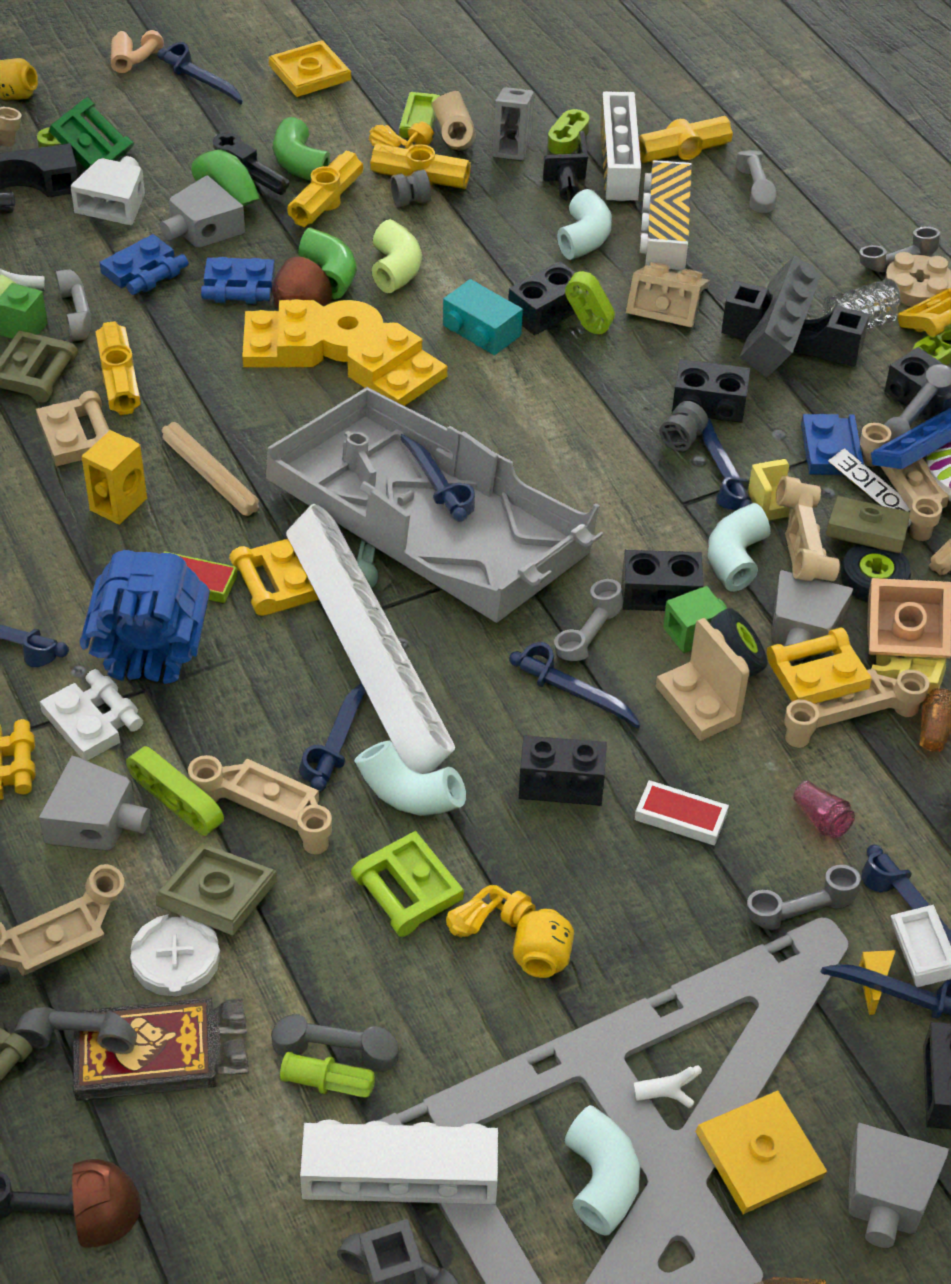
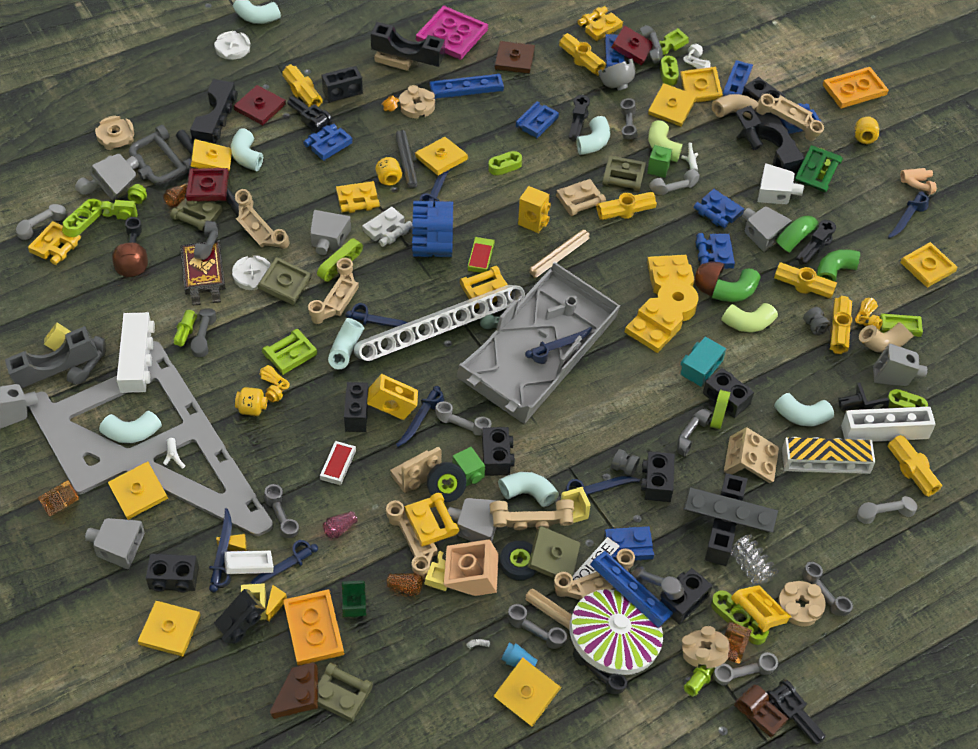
camera: 85 degrees right, 5 degrees up
(556, 702) = (392, 397): none -> yellow brick
(644, 362) = (701, 417): none -> flat silver bar

